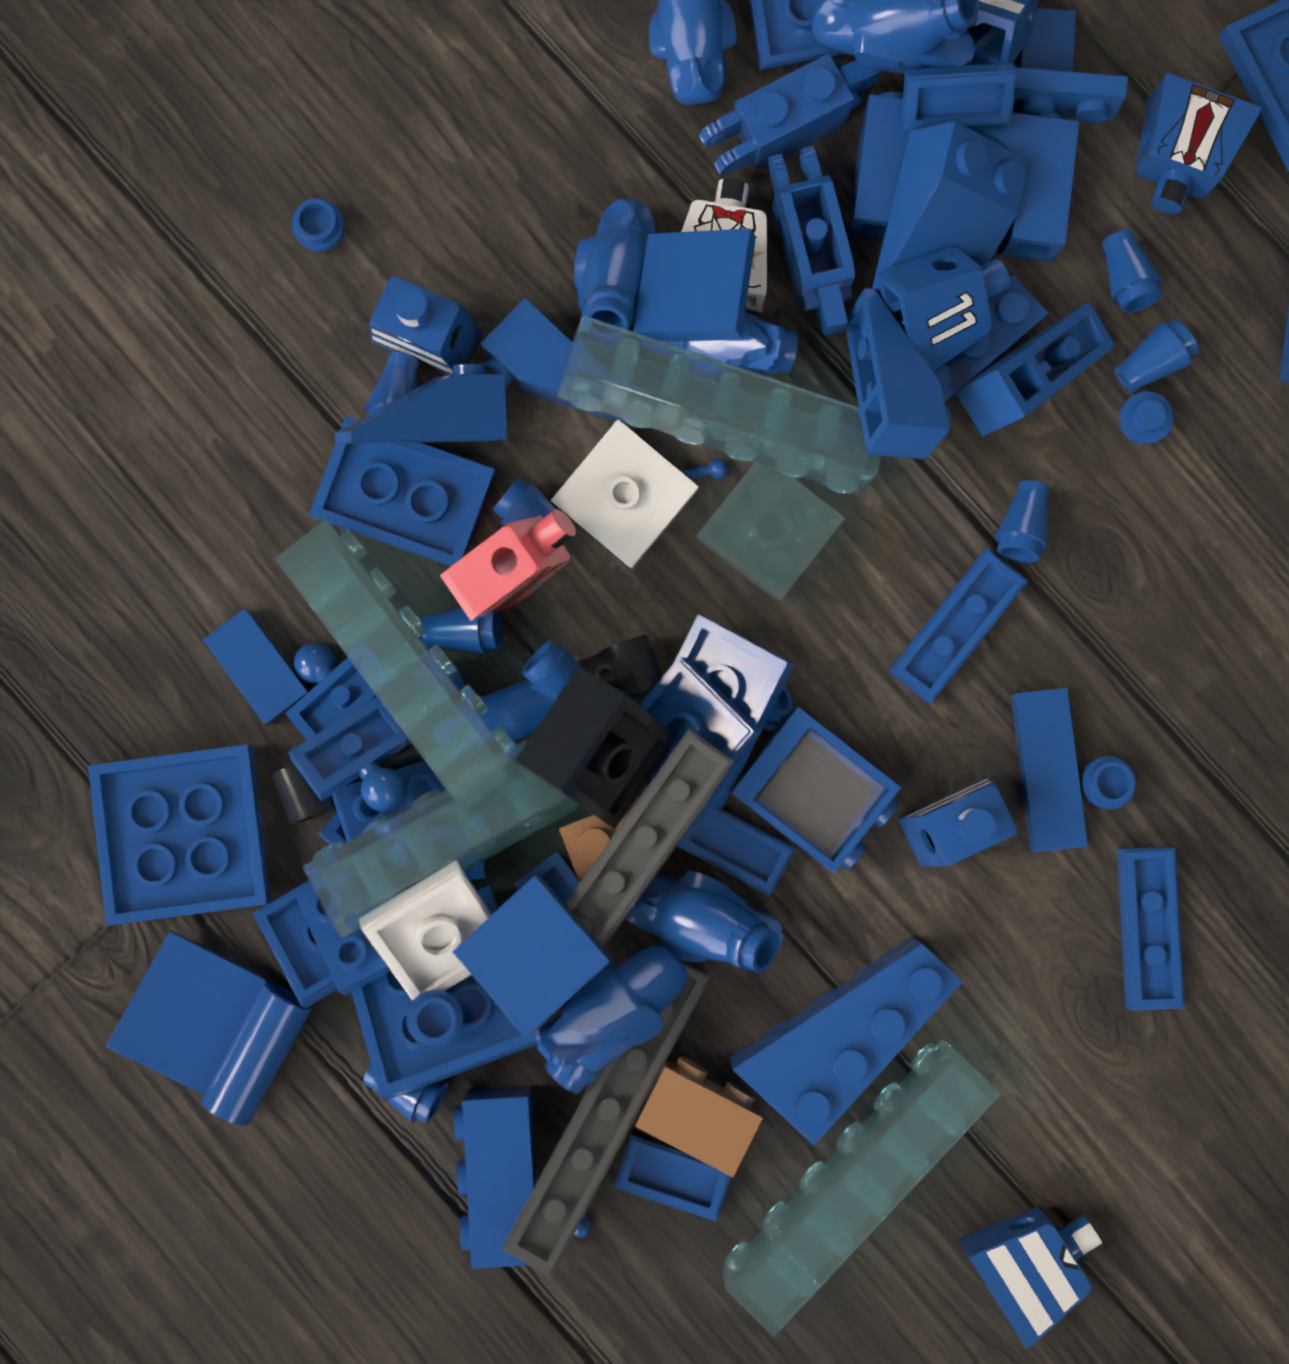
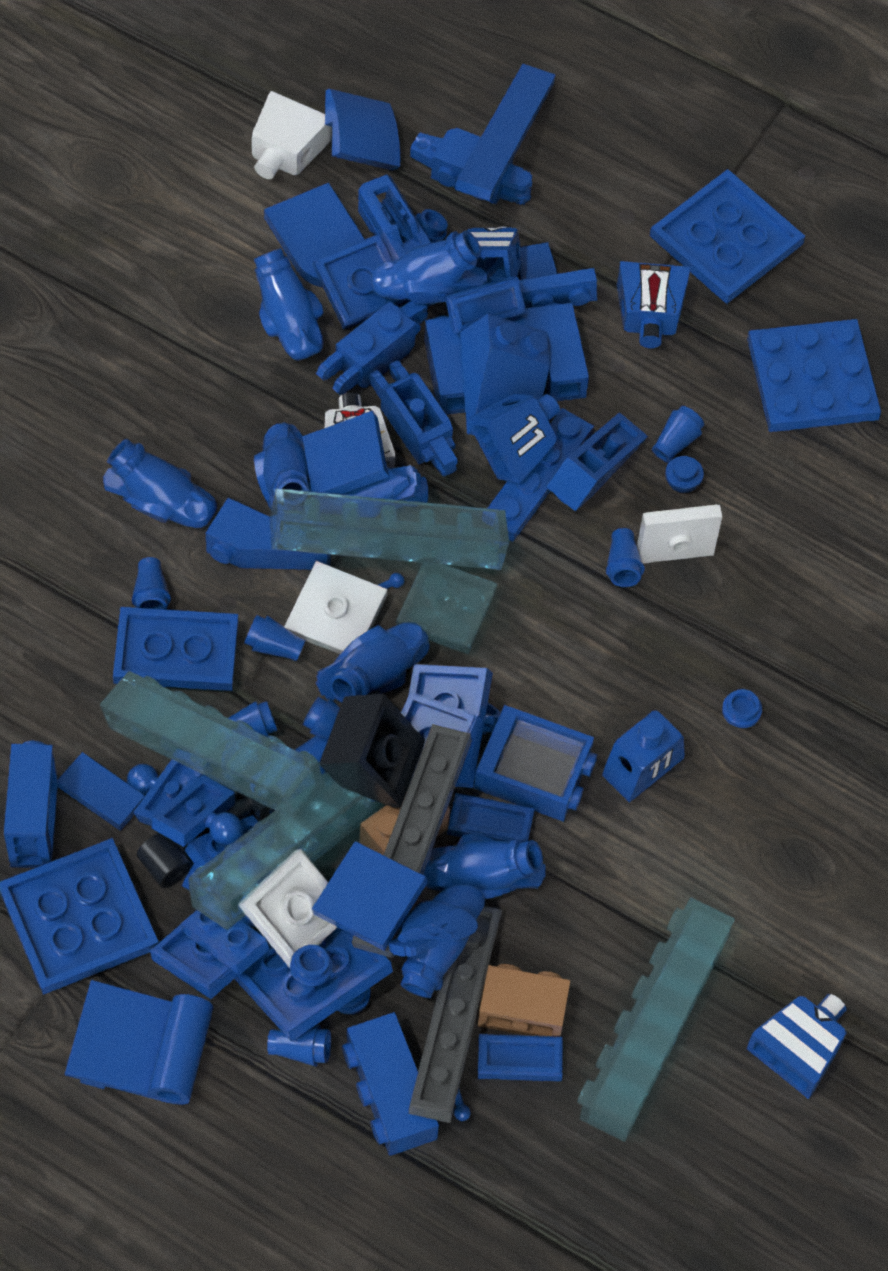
camera: 20 degrees left, 25 degrees down
(148, 678) = (31, 804): none -> blue window
(318, 225) = (61, 494): blue plate -> none
(422, 326) = (161, 533): blue torso -> none
(442, 252) = (157, 487): none -> blue animal
(445, 409) = (198, 581): blue slope -> none
(510, 564) = (273, 660): coral torso -> none
(645, 594) = (374, 661): none -> blue animal
(846, 1038) = (607, 924): blue wedge -> none
(894, 386) = (501, 486): blue slope -> none
(957, 626) = (600, 638): blue tile -> none
(1049, 770) = (697, 712): blue tile -> none
(1113, 518) = (679, 533): none -> white plate
(1131, 274) = (642, 389): blue cone -> none
(1150, 928) = (807, 797): blue tile -> none

